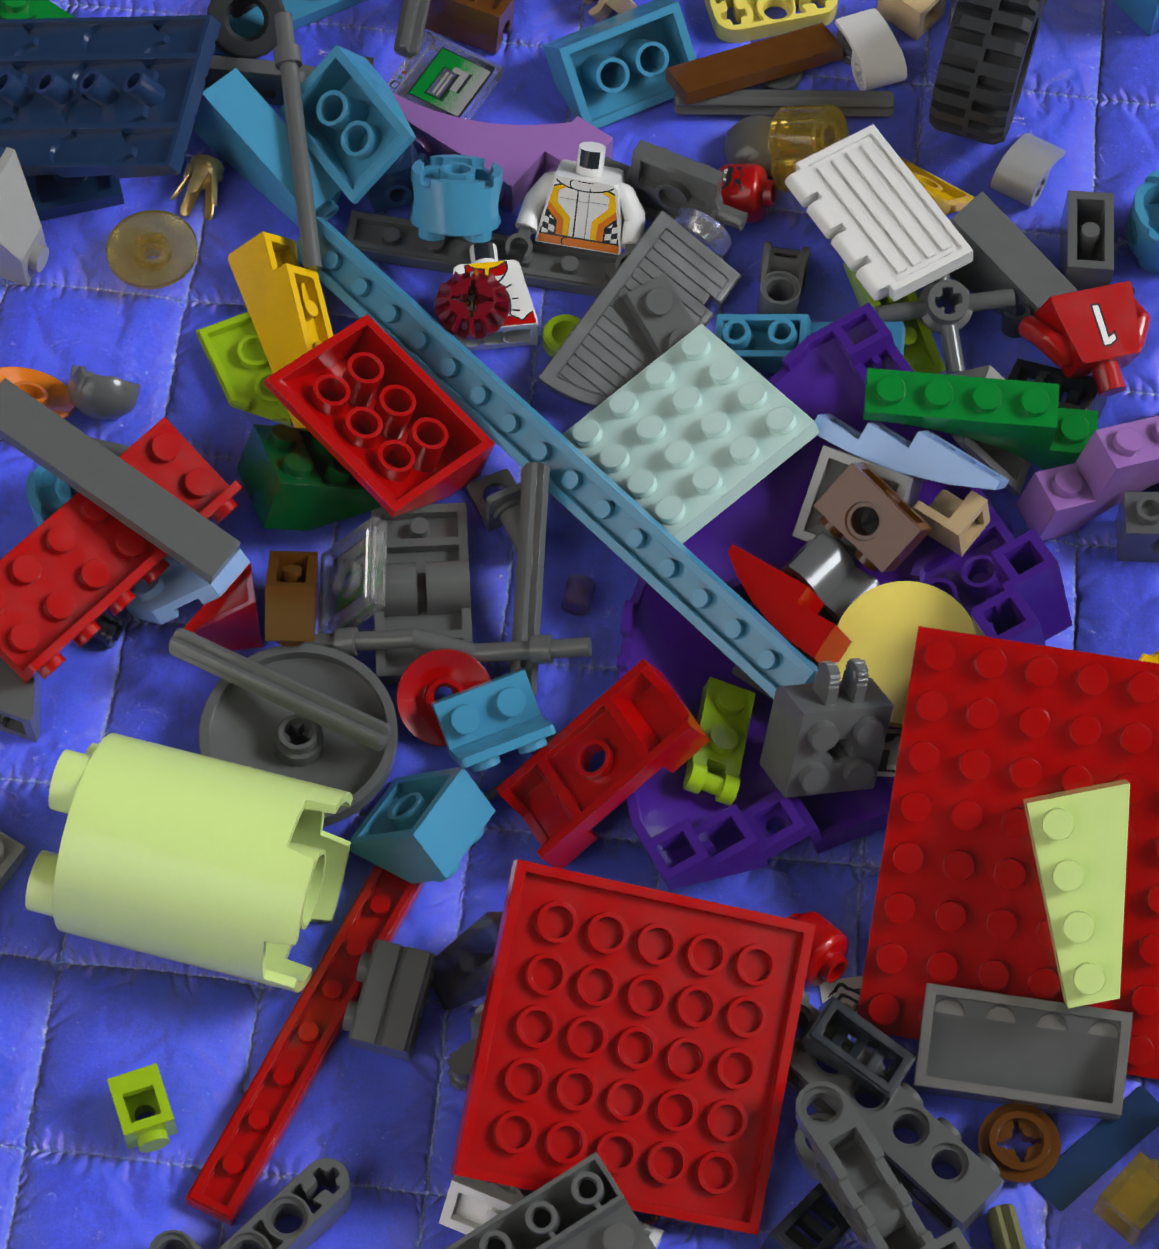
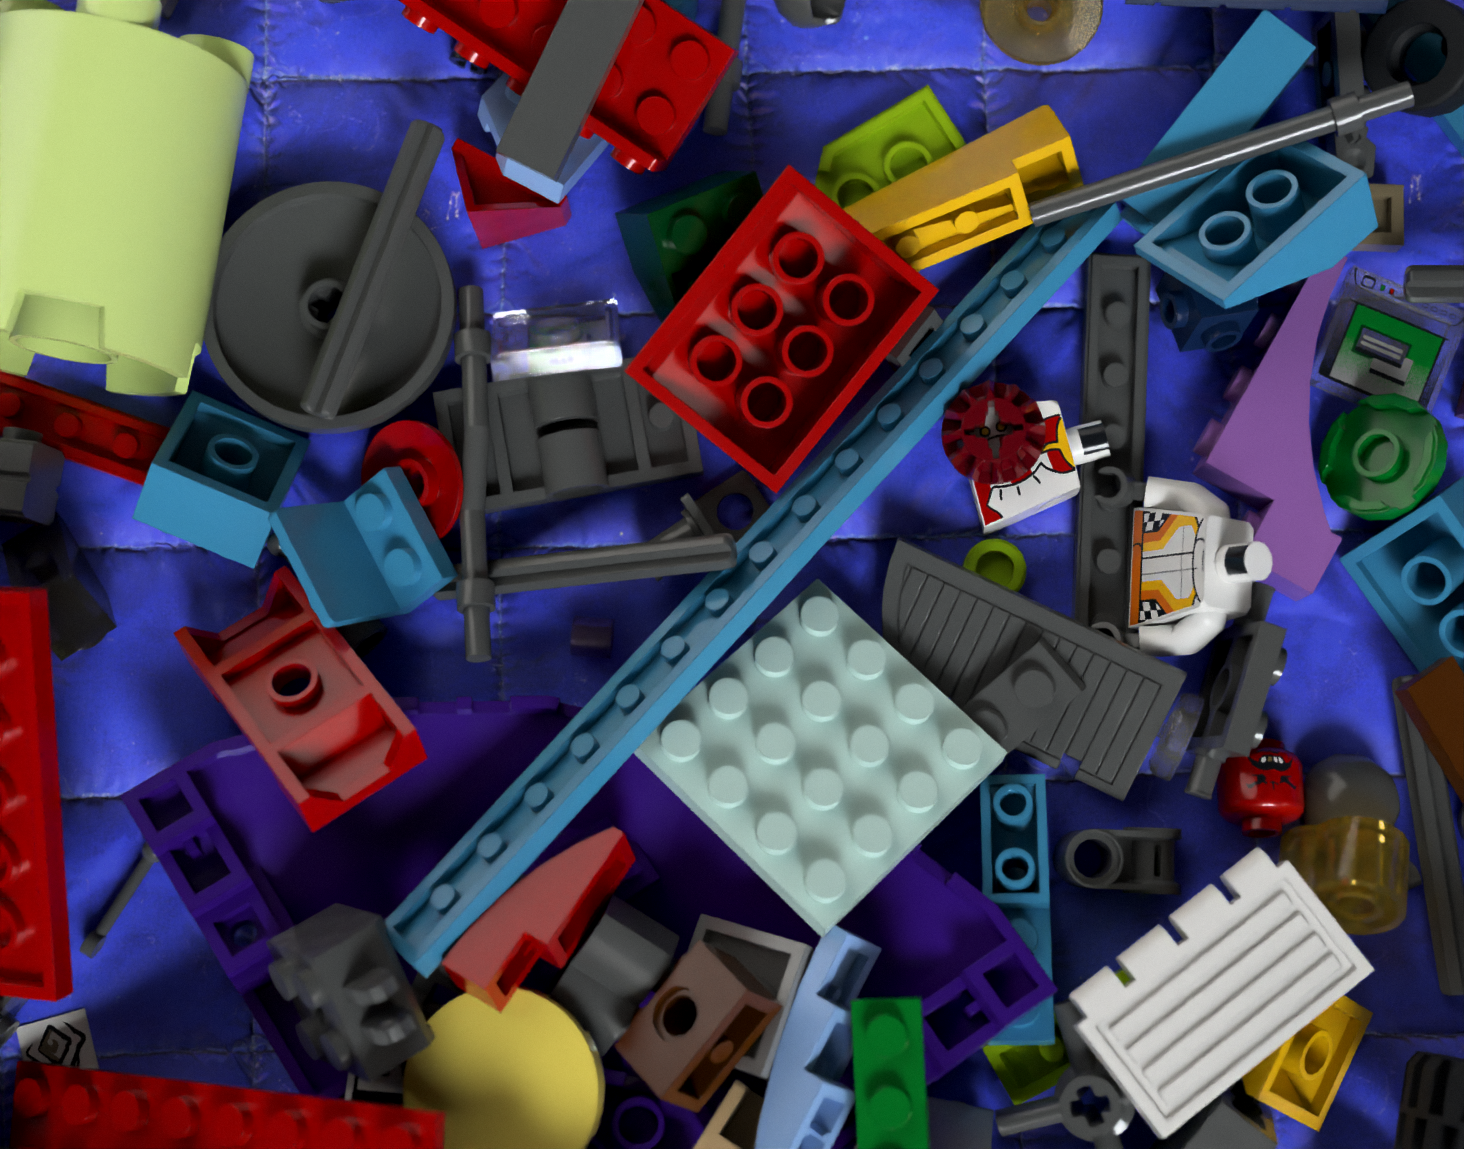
camera: 85 degrees right, 20 degrees up
(202, 173) = (1172, 43): pearl gold piece -> none
(291, 597) = (515, 263): reddish brown brick -> none
(456, 198) = (1168, 386): dark azure brick -> none
(523, 86) = (1383, 457): none -> green tile
(725, 719) = (362, 846): lime plate -> none
(828, 950) = (107, 997): red head -> none

